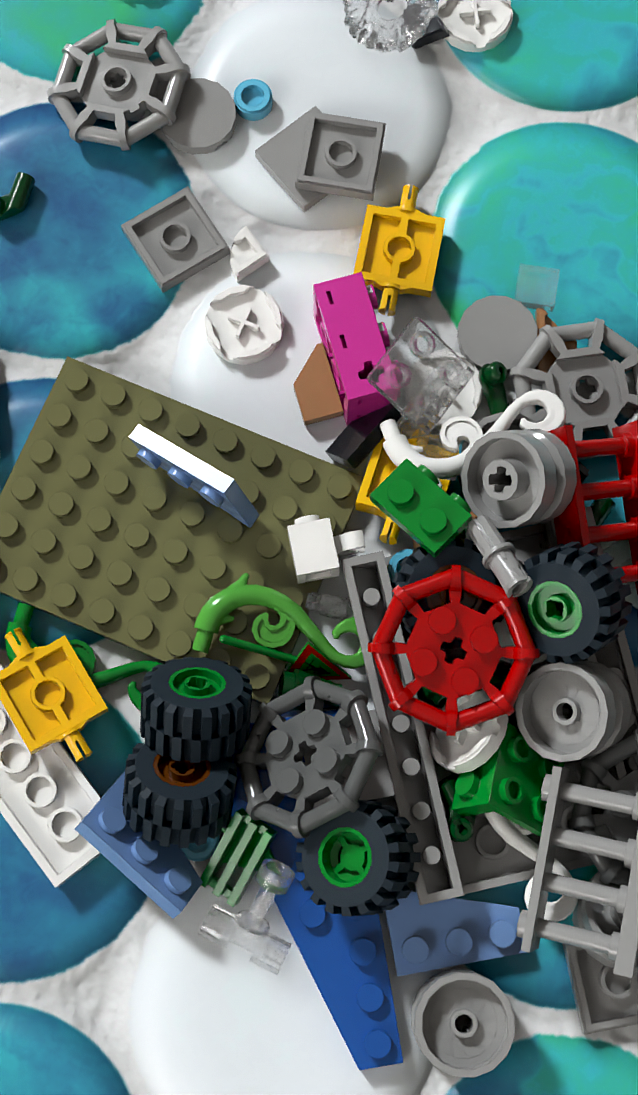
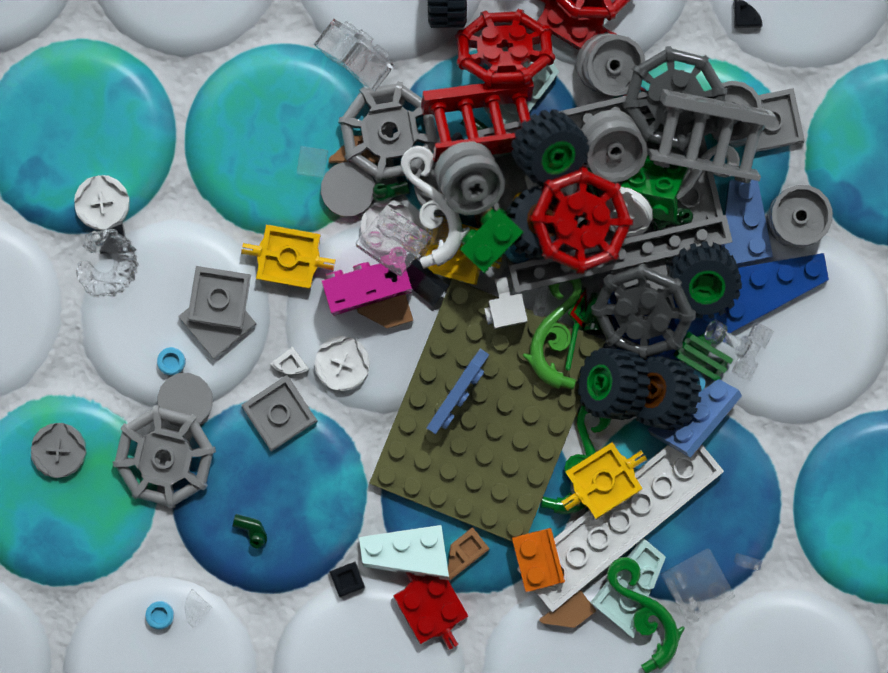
camera: 90 degrees left, 10 degrees up
(499, 556) = (524, 191): light grey axle -> none

